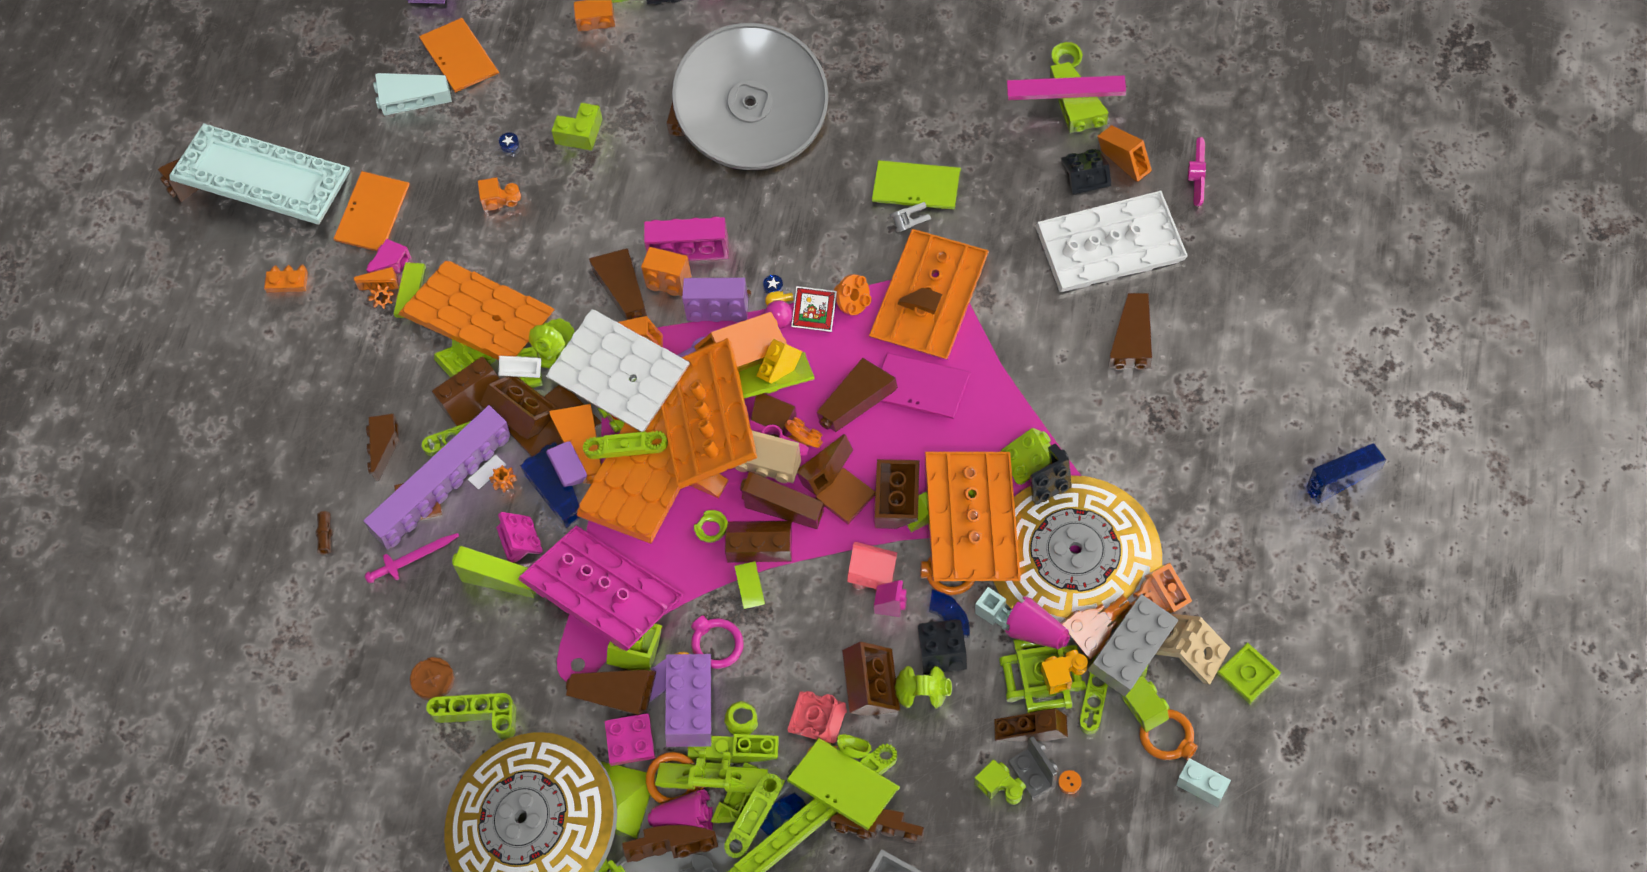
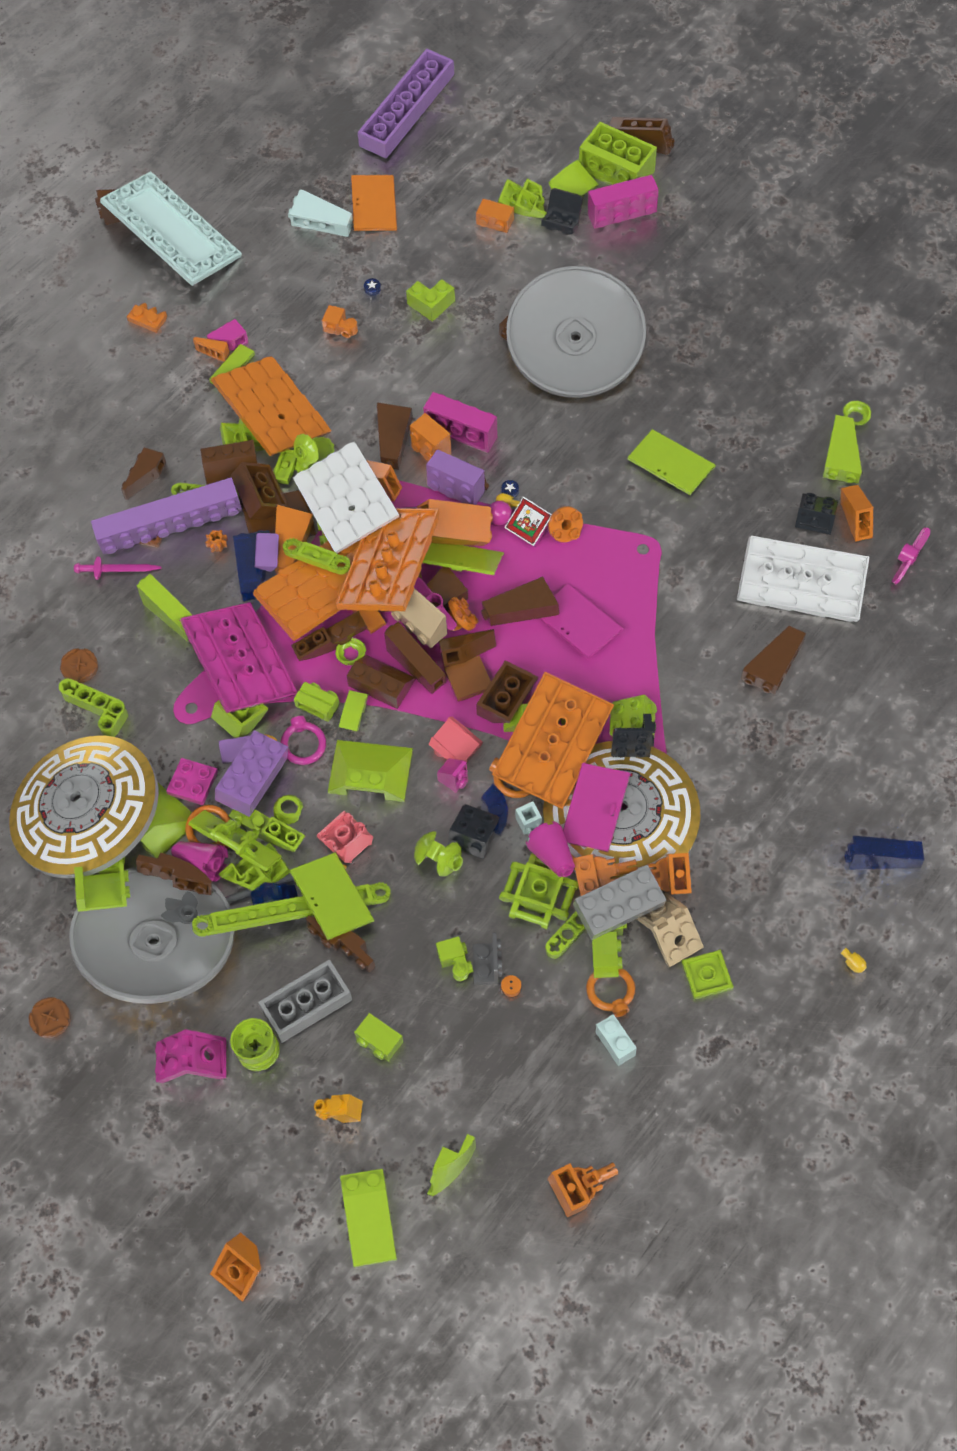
camera: 25 degrees right, 0 degrees up
(324, 533) = (64, 519): reddish brown pin -> none
(375, 211) = (236, 299): orange container -> none
(375, 293) = (210, 358): orange gear -> none
(482, 476) = (201, 532): white sticker -> none
(518, 536) = (202, 589): dark pink bracket -> none
(519, 366) = (275, 460): white tile -> none
(616, 689) = (204, 739): reddish brown slope -> none
(681, 524) = (326, 640): none -> reddish brown slope
(707, 593) = (317, 701): none -> lime brick
(753, 815) = (247, 883): lime plate -> none
(778, 361) = (474, 548): yellow slope -> none
(800, 636) = (370, 769): none -> lime slope
(853, 746) = (360, 869): lime piece -> none
(870, 679) = (402, 827): reddish brown slope -> none
(902, 217) = (644, 488): light grey piece -> none
(922, 299) = (618, 553): reddish brown slope -> none
(958, 271) = (619, 563): orange piece -> none
(1043, 725) = (508, 928): reddish brown slope -> none
(1047, 559) = (594, 801): none -> dark pink container
(1057, 670) = (548, 891): light orange brick -> none
(1066, 87) = (837, 437): dark pink tile -> none
(1377, 589) = (854, 961): none -> yellow cylinder

